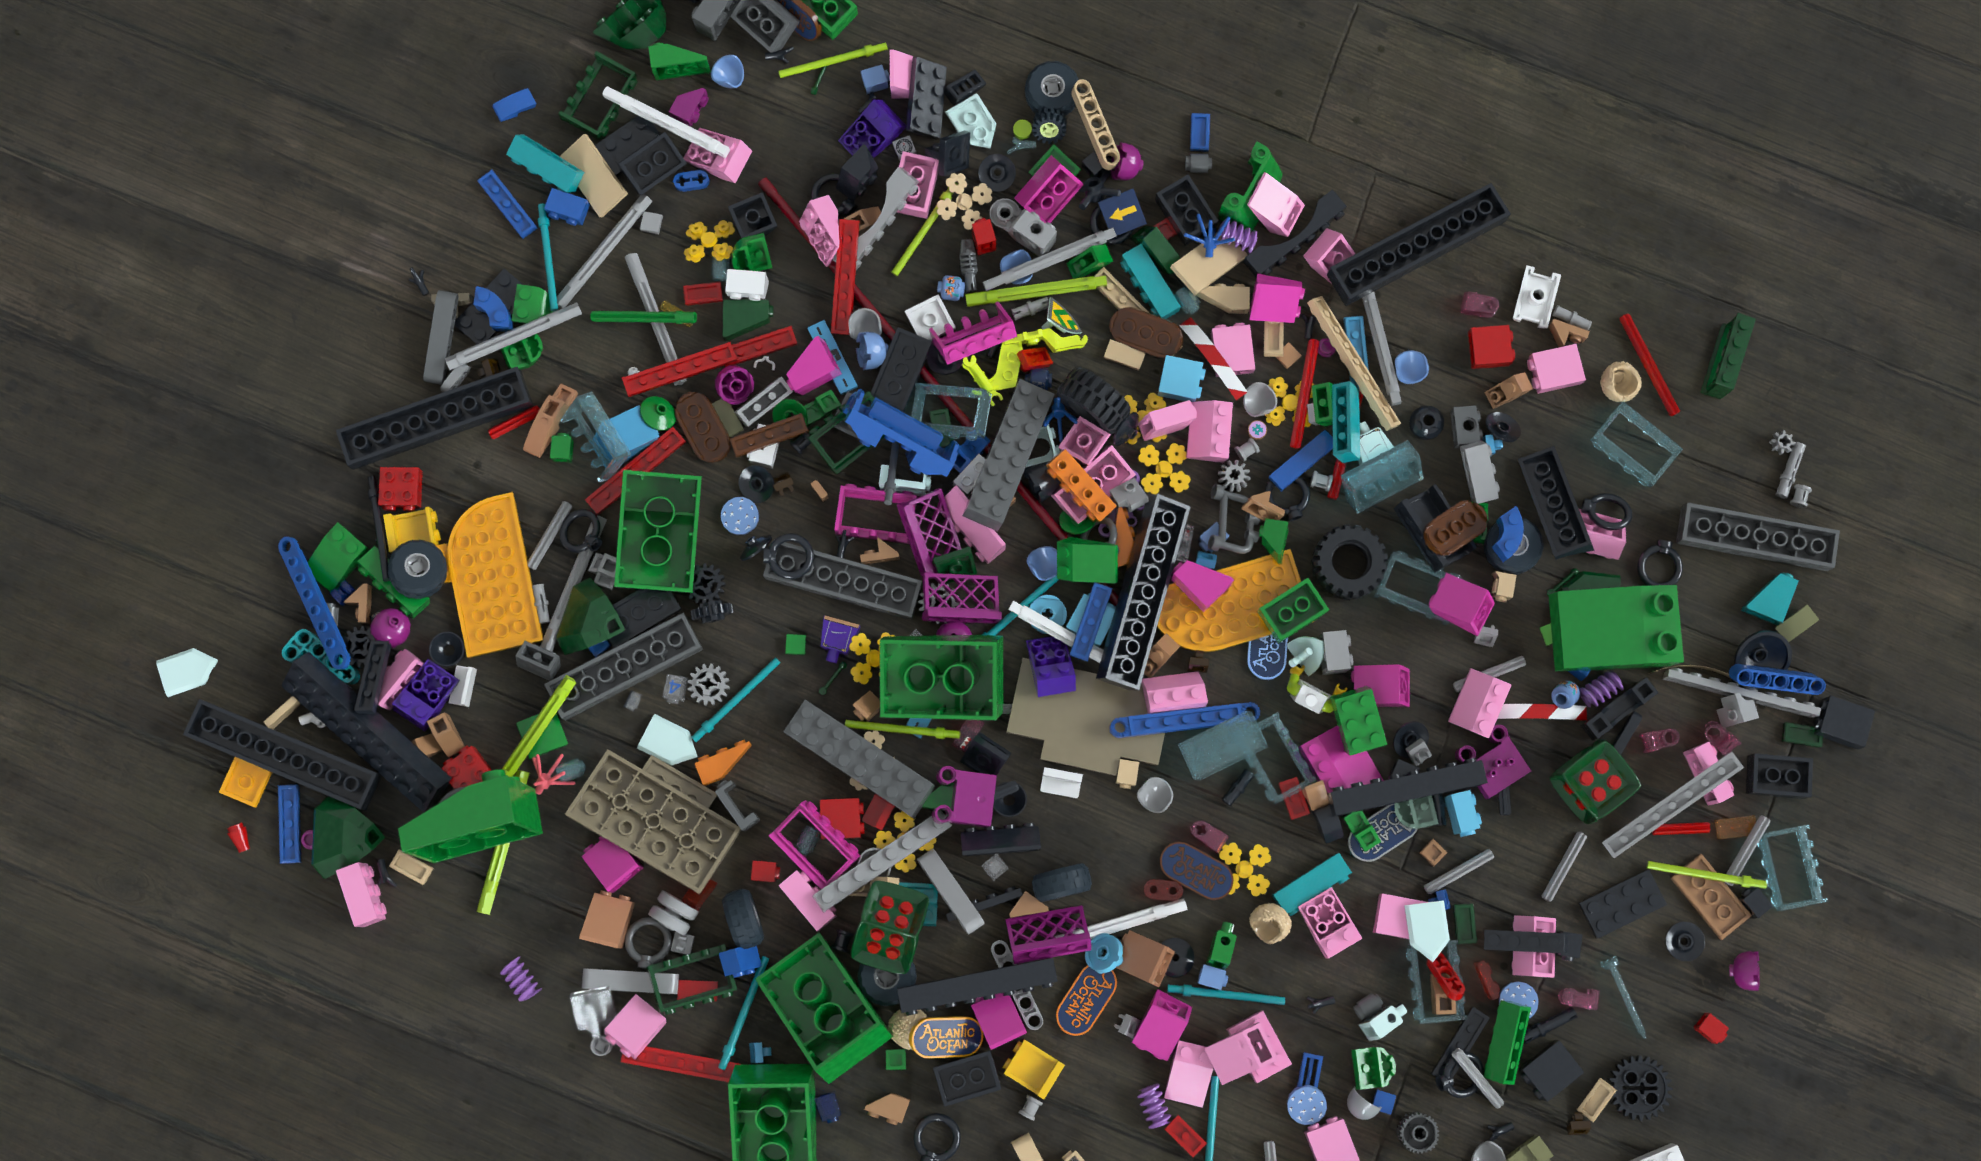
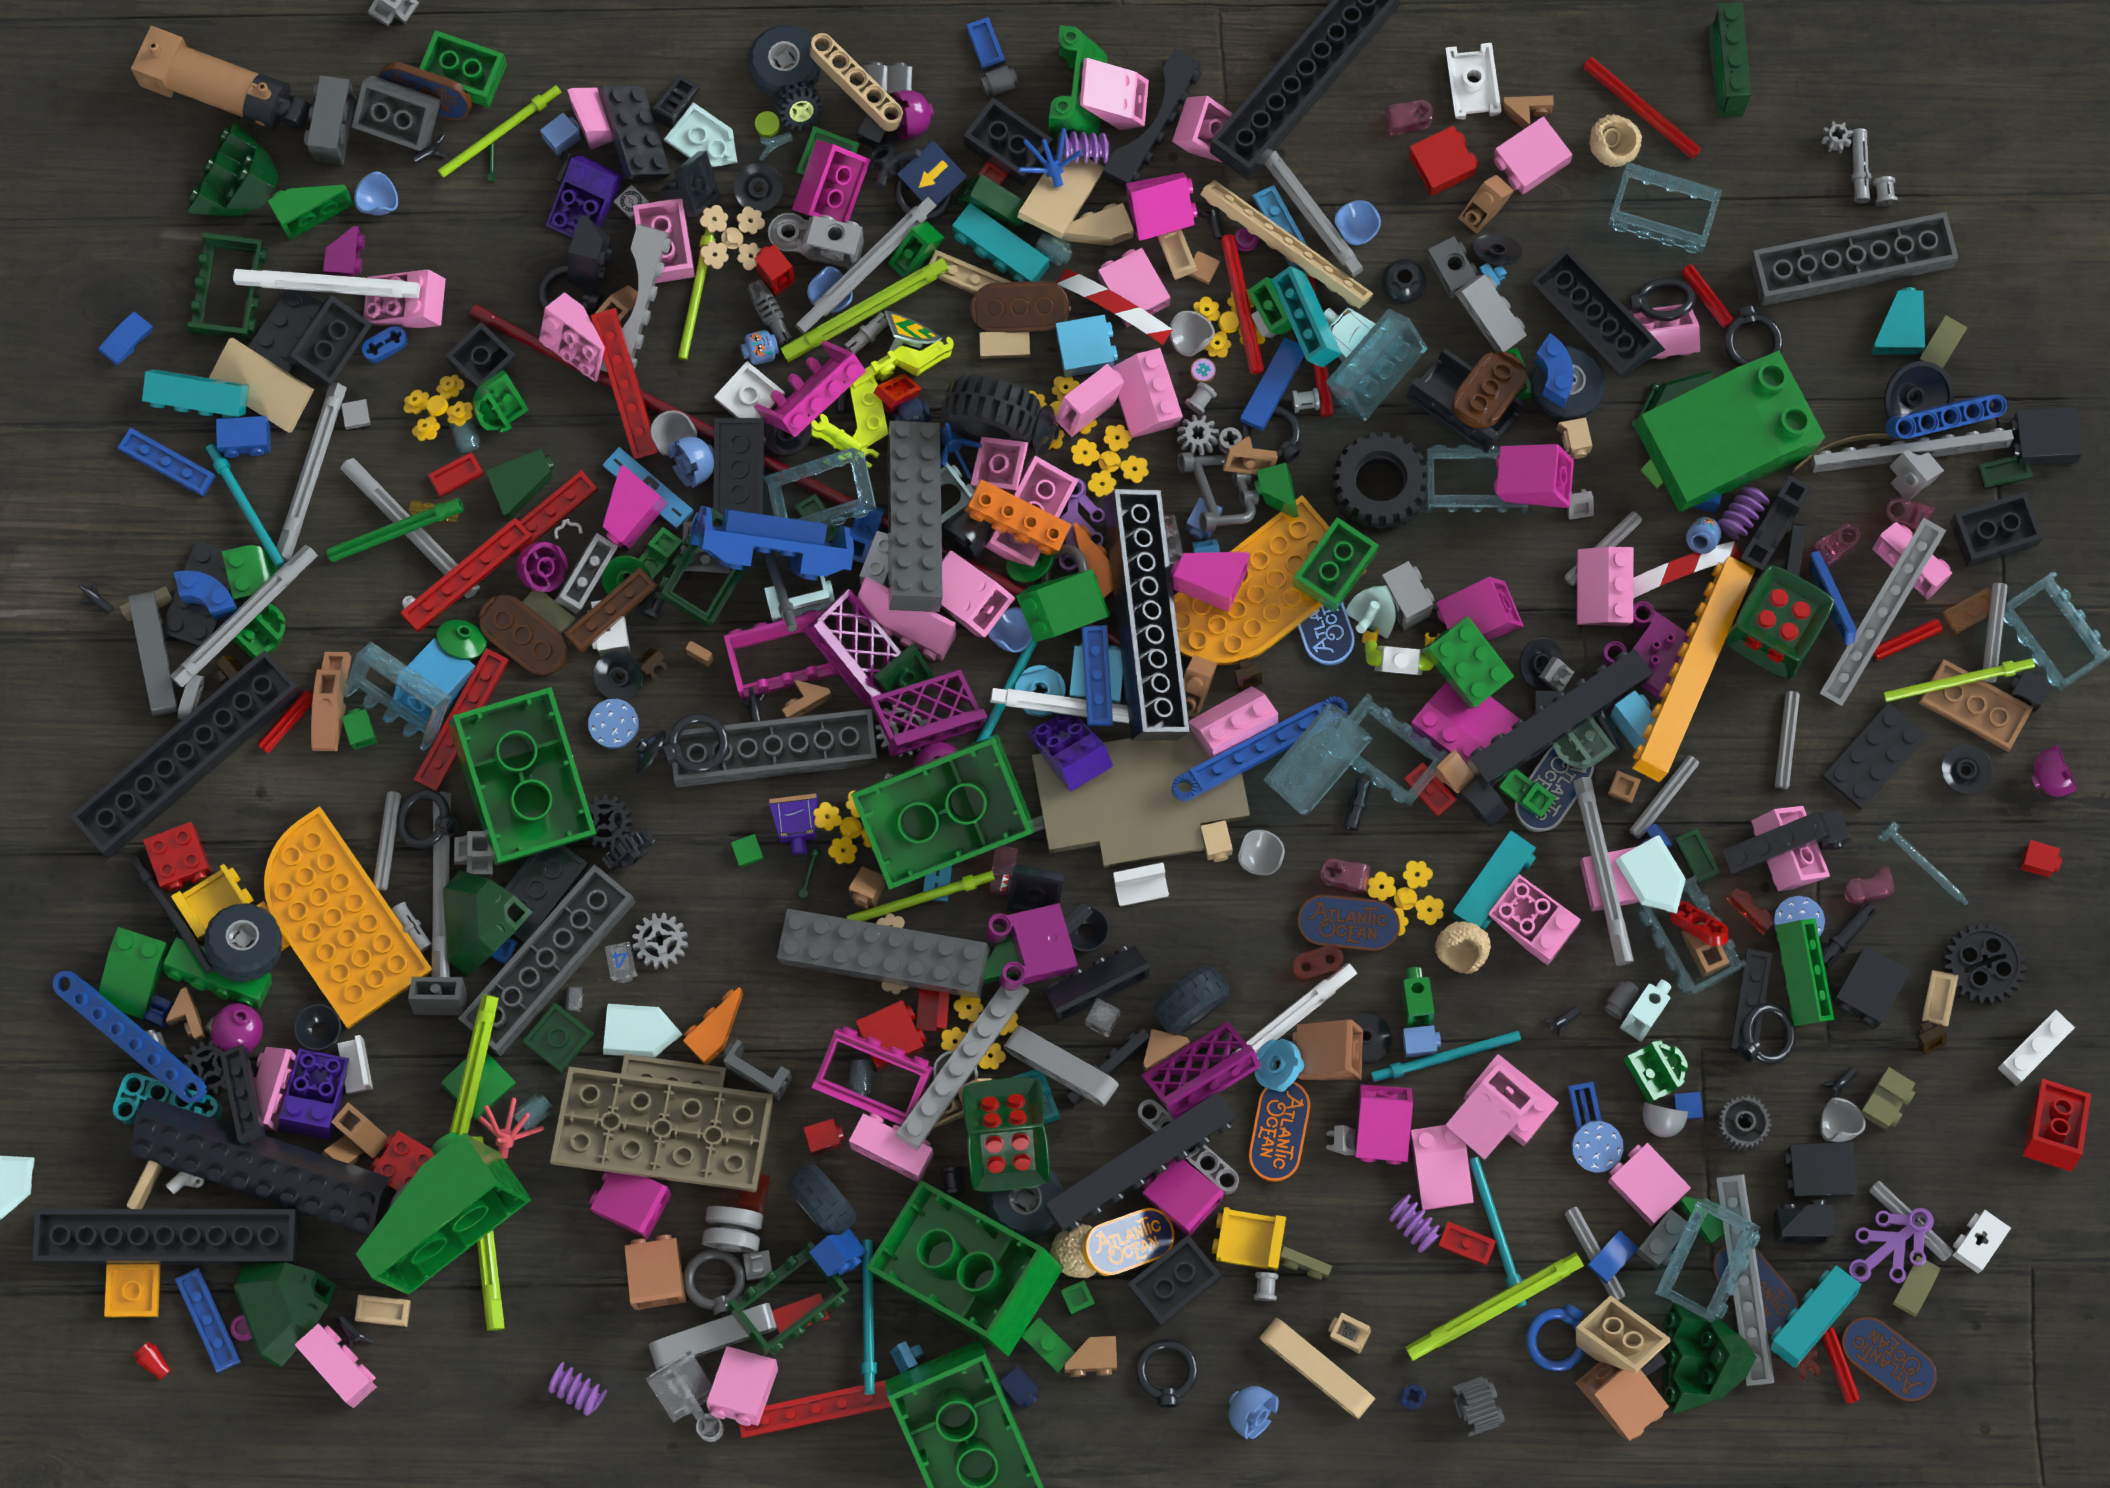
camera: 20 degrees left, 5 degrees down
(610, 724) = (558, 1038): none -> dark green tile
(707, 726) = (680, 991): teal bar -> none
(746, 284) = (507, 440): white slope -> none
(861, 1084) = (1048, 1345): none -> green tile
(1026, 527) = (972, 595): none -> bright pink slope
(1070, 1109) = (1315, 1268): none -> olive plate
(1121, 131) = (890, 78): none -> dark grey brick
(1129, 495) = (1081, 507): light grey brick -> none
(1260, 487) = (1229, 432): none -> light grey bush
(1393, 909) = (1603, 870): none -> light grey piece
(1477, 1078) = (1787, 1029): light grey axle -> none
(1518, 791) = (1693, 668): none -> light orange brick
(1571, 318) = (1525, 88): light grey pin -> none
(1639, 769) = (1839, 613): none -> blue tile
(1640, 520) = (1707, 296): none -> red axle

